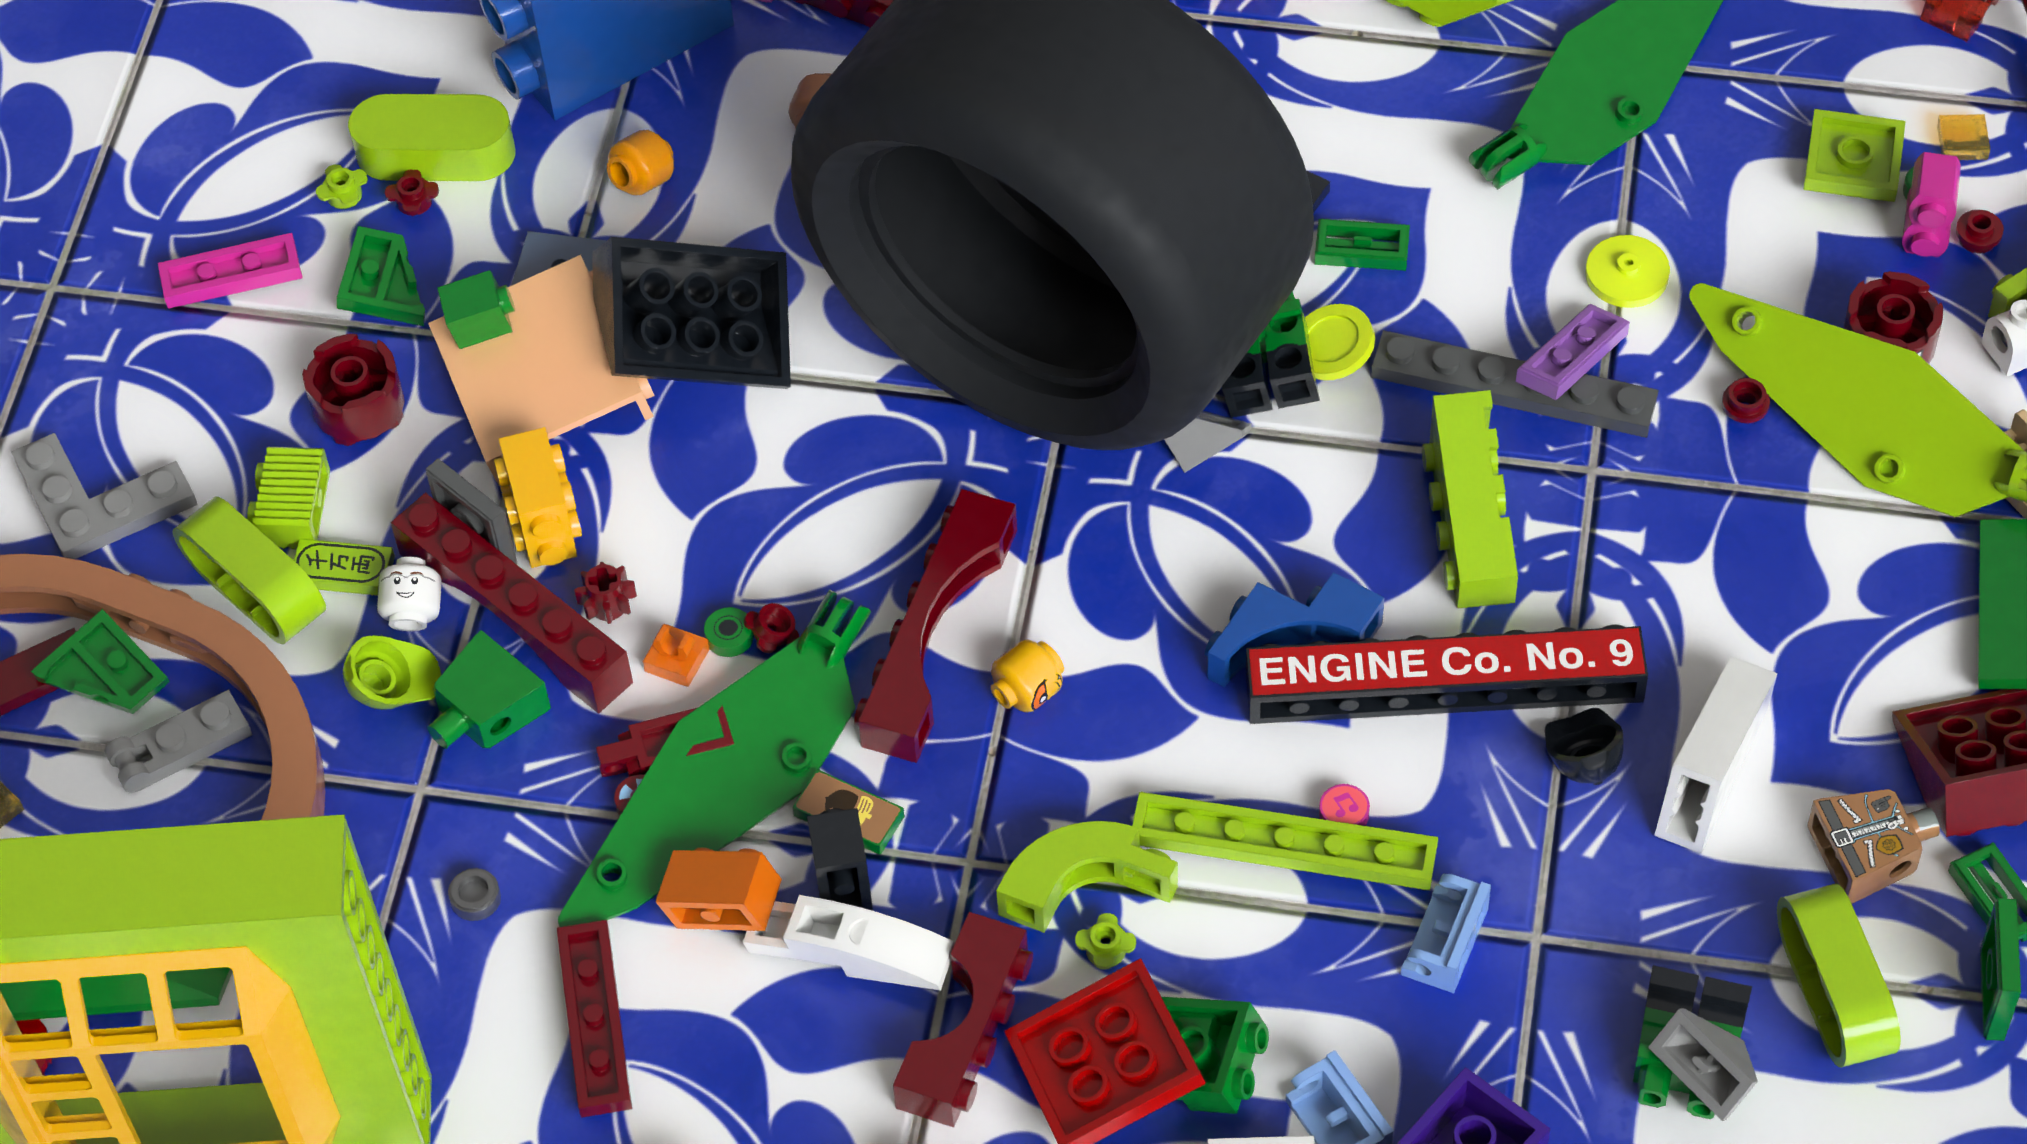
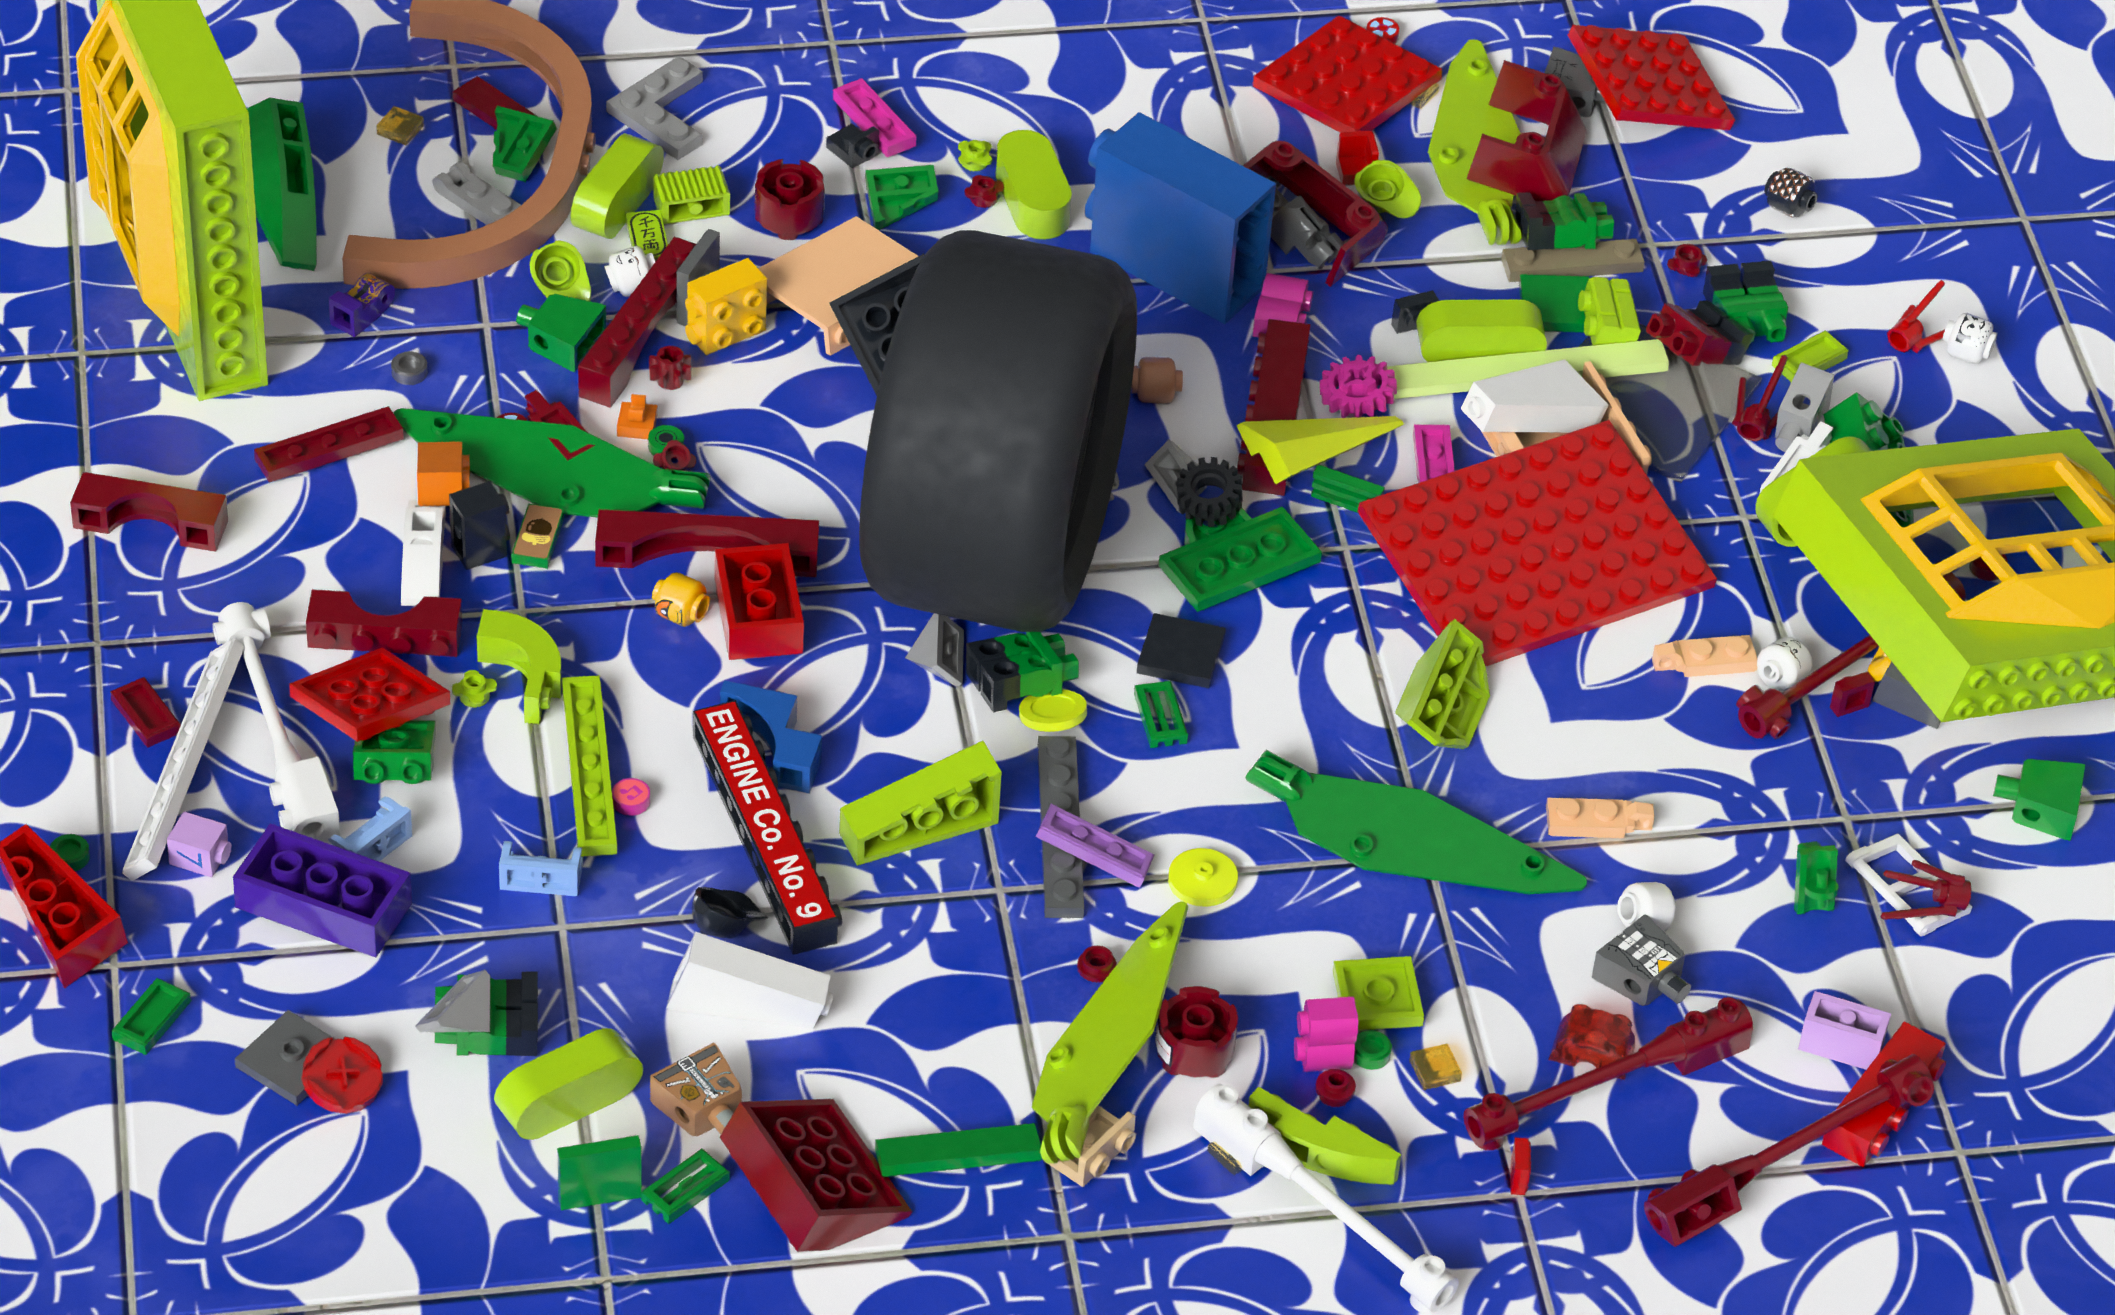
camera: 65 degrees right, 10 degrees down
(268, 305) = (854, 145): none -> black bracket
(476, 309) = (862, 225): green brick -> none
(1072, 588) = (758, 601): none -> red brick

